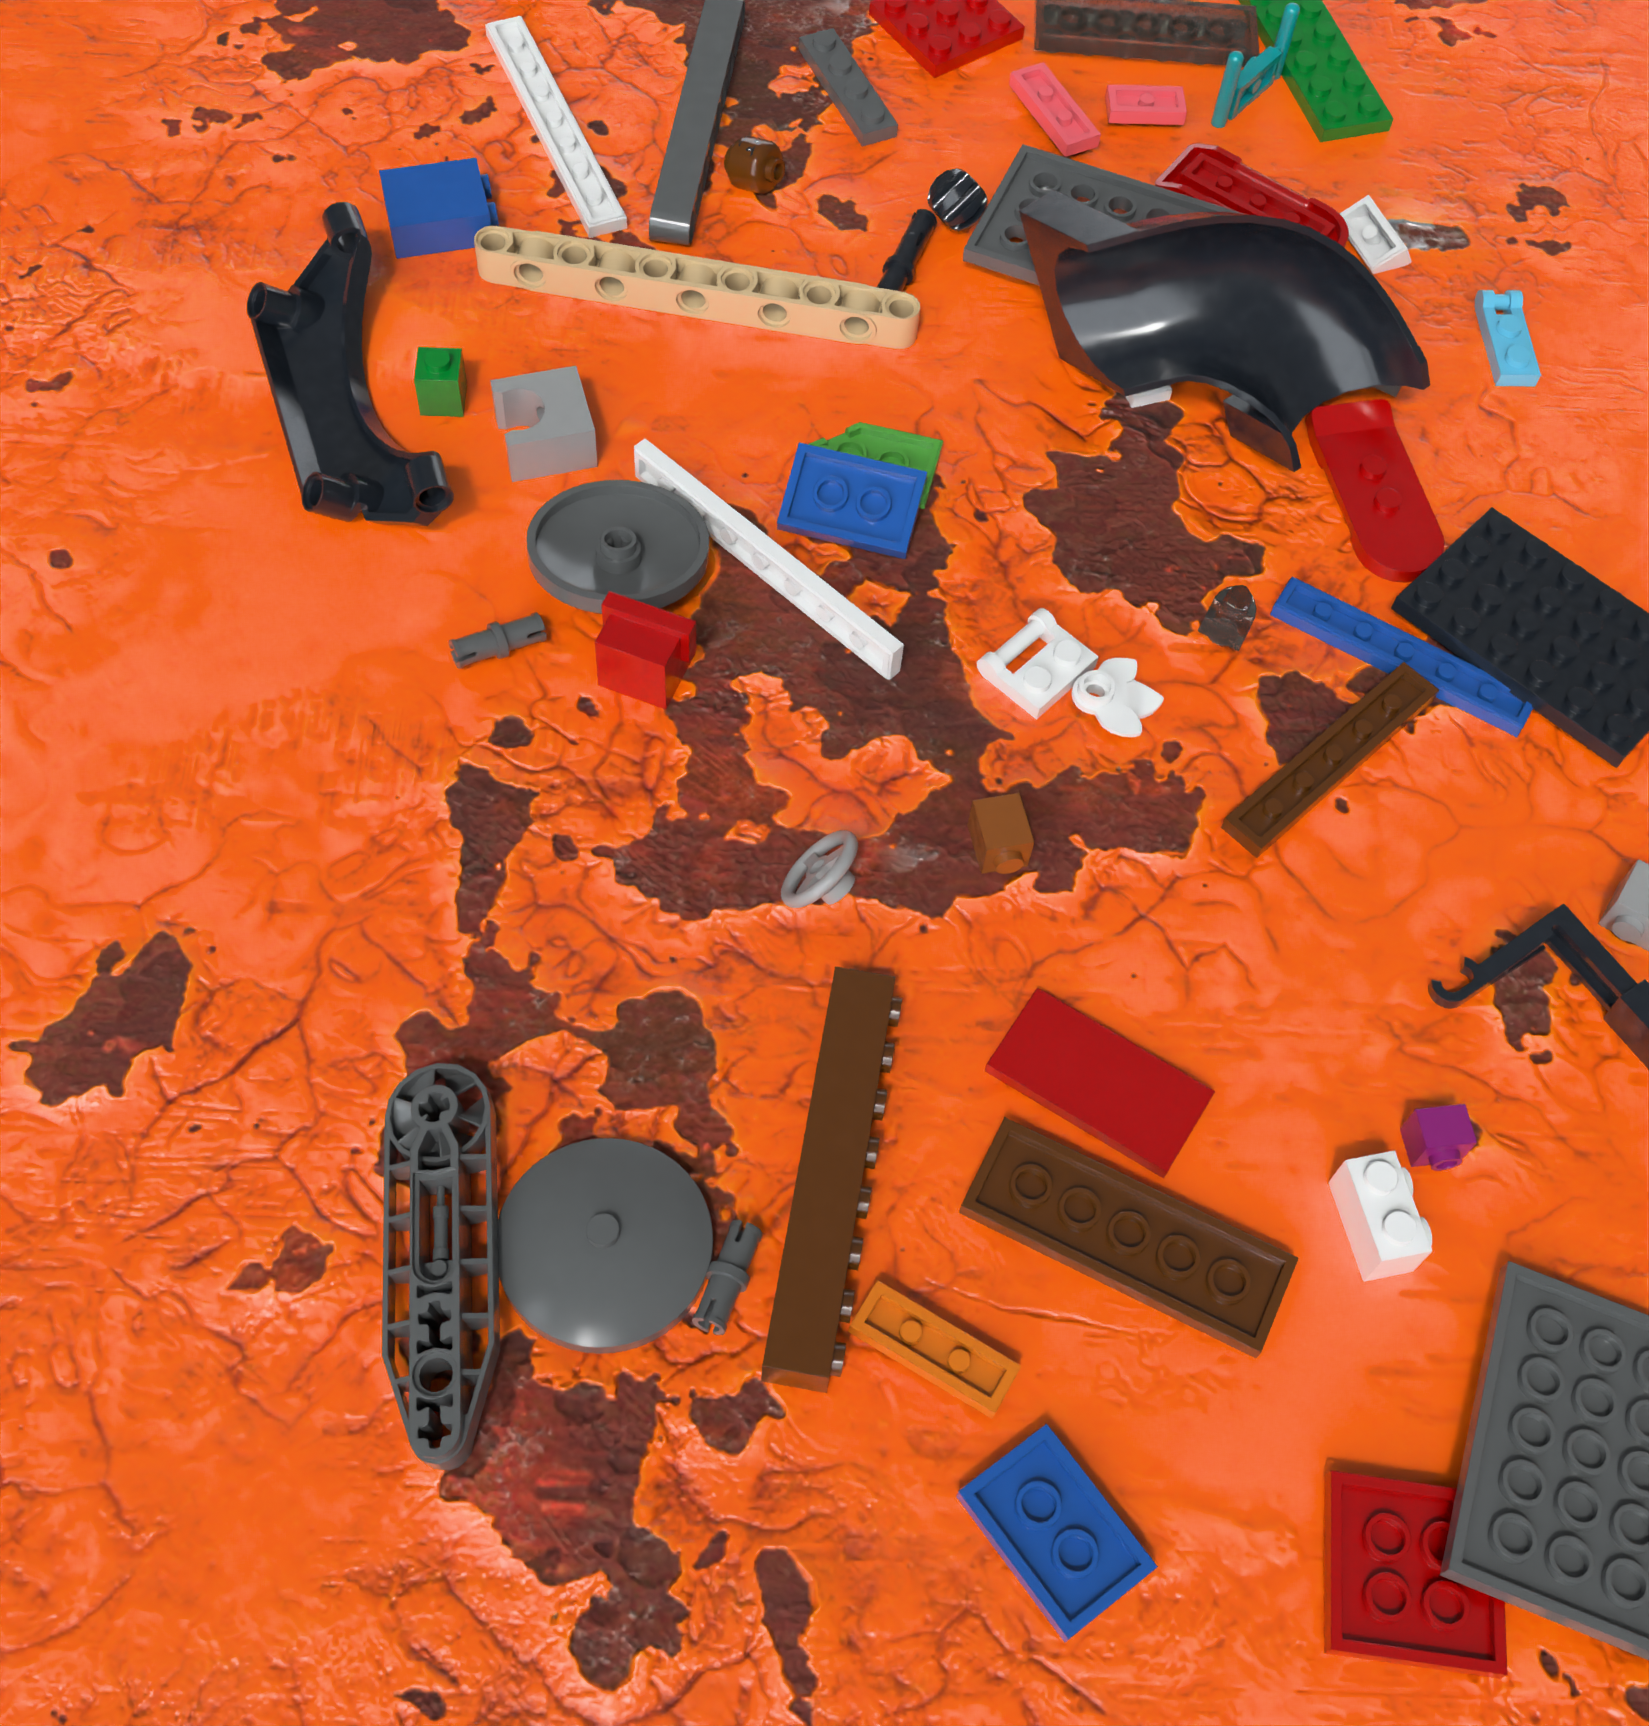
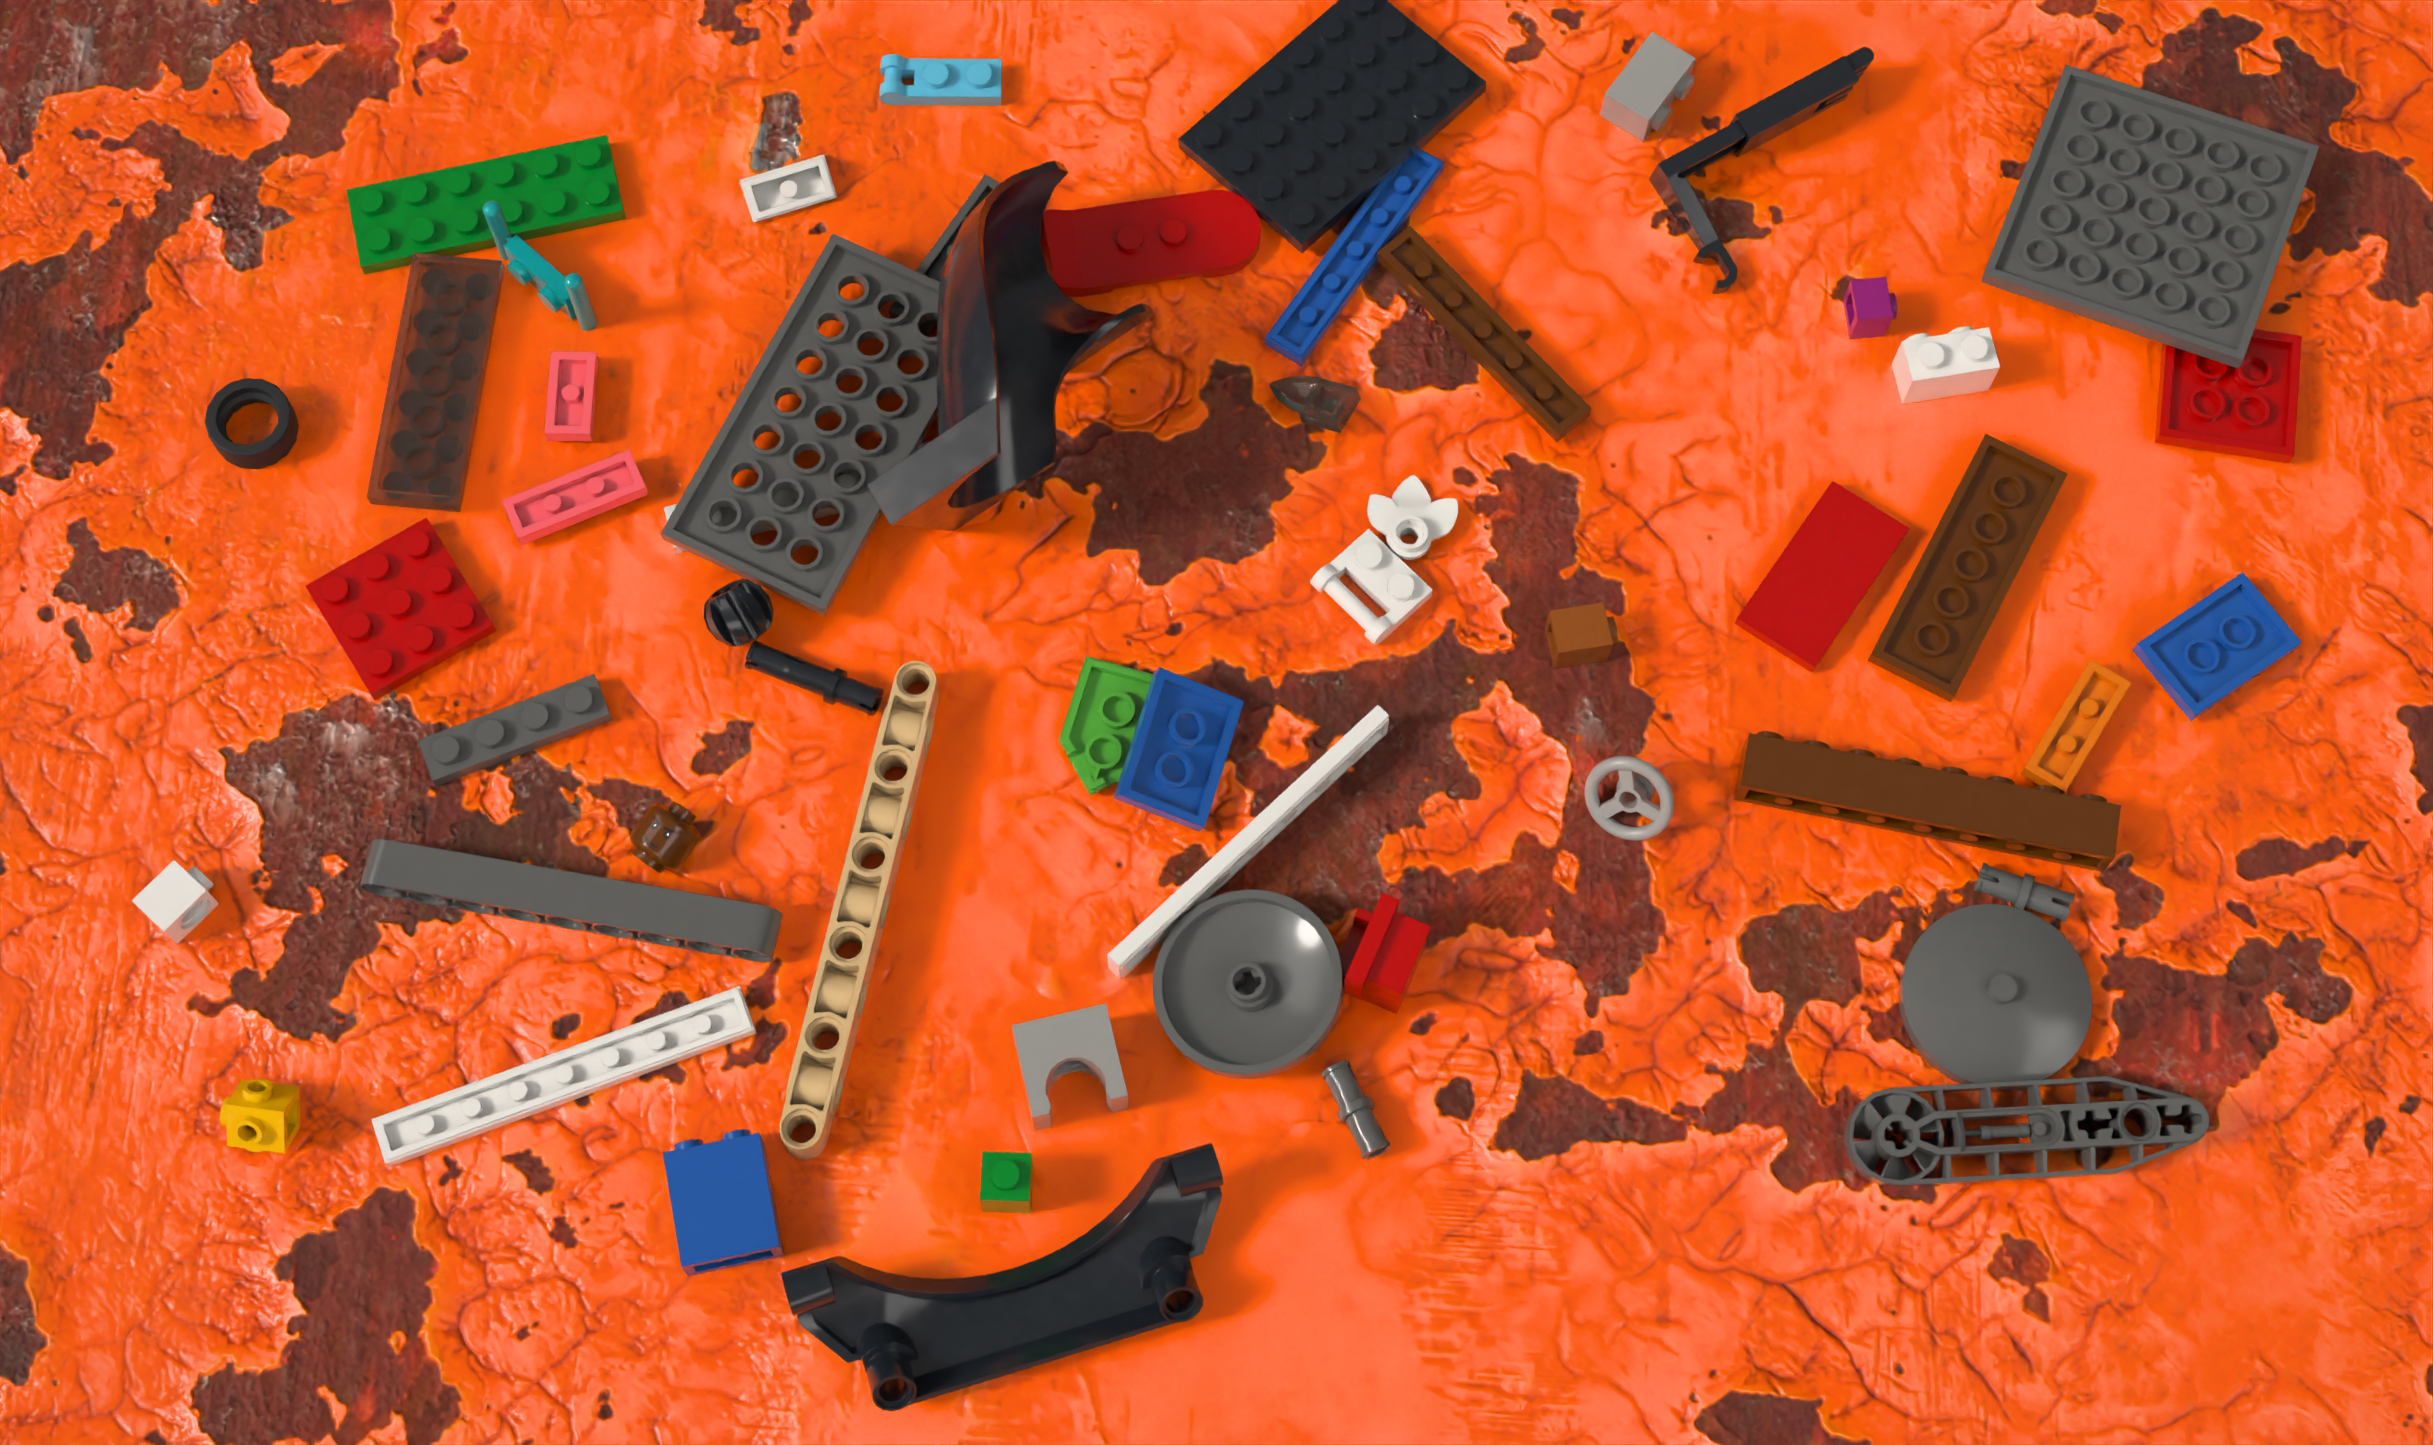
camera: 85 degrees left, 10 degrees up
(1222, 179) = (737, 304): red piece -> none

